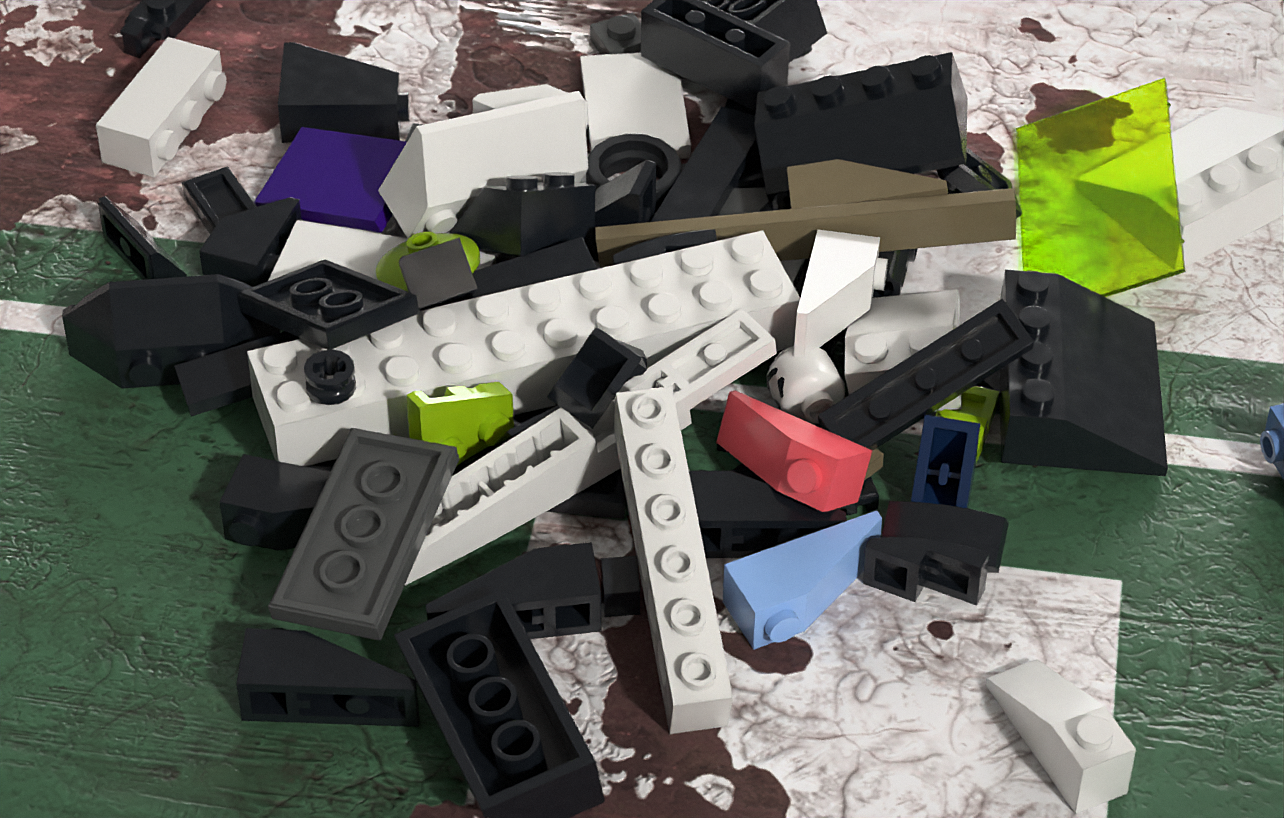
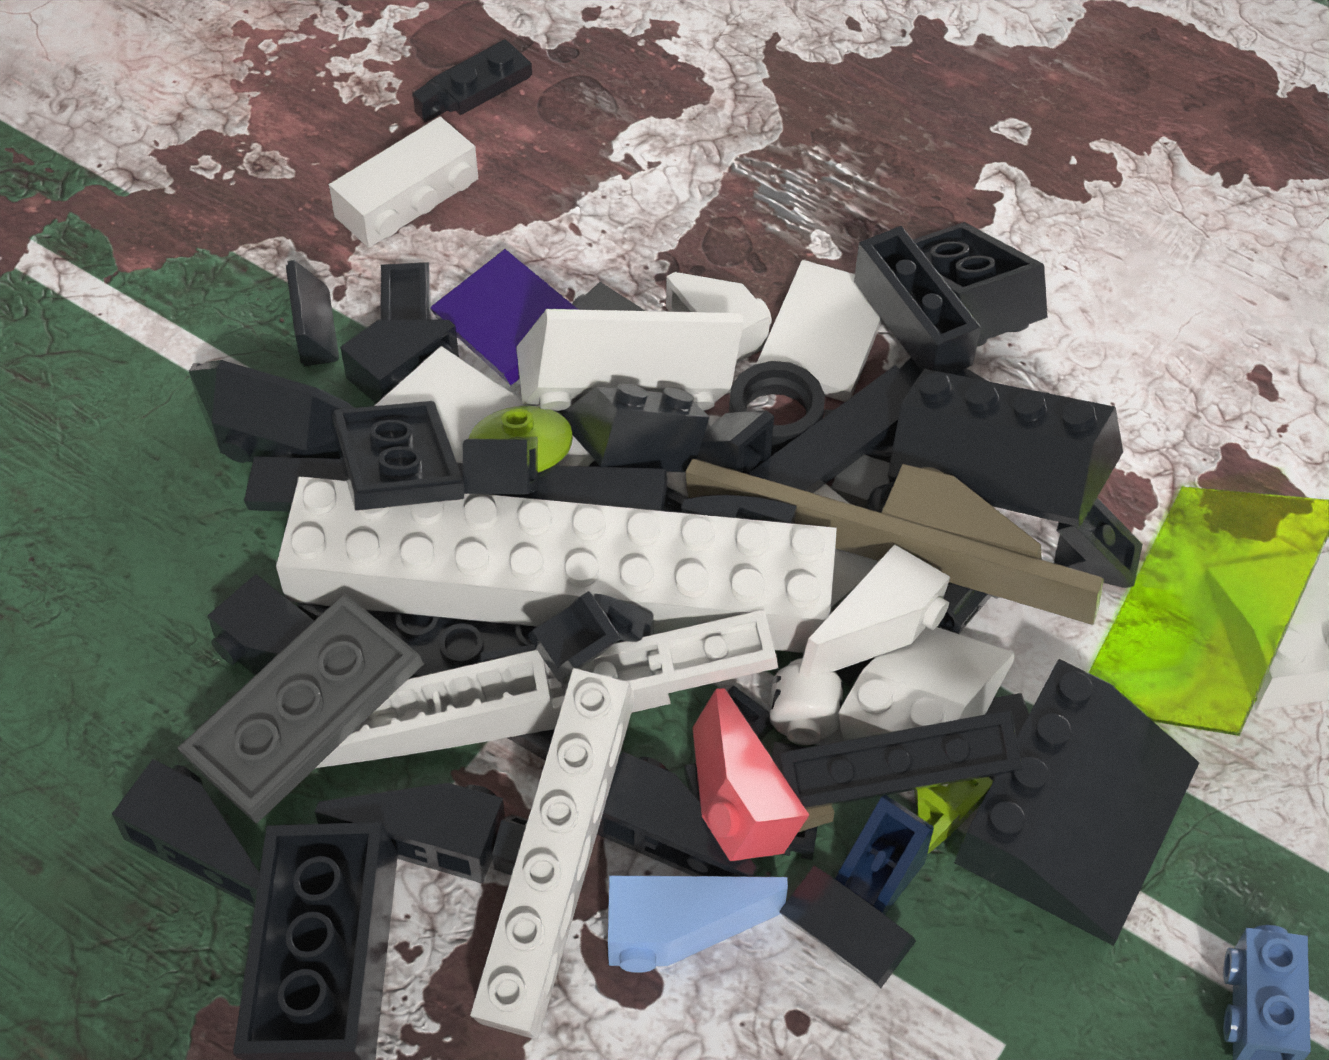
camera: 25 degrees right, 10 degrees up
(330, 390) = (344, 552): black bush -> none
(338, 95) = (557, 227): black slope -> none
(462, 418) = (451, 624): lime wing -> none
(617, 35) = (844, 247): dark grey plate -> none
(910, 563) = (798, 945): black slope -> none

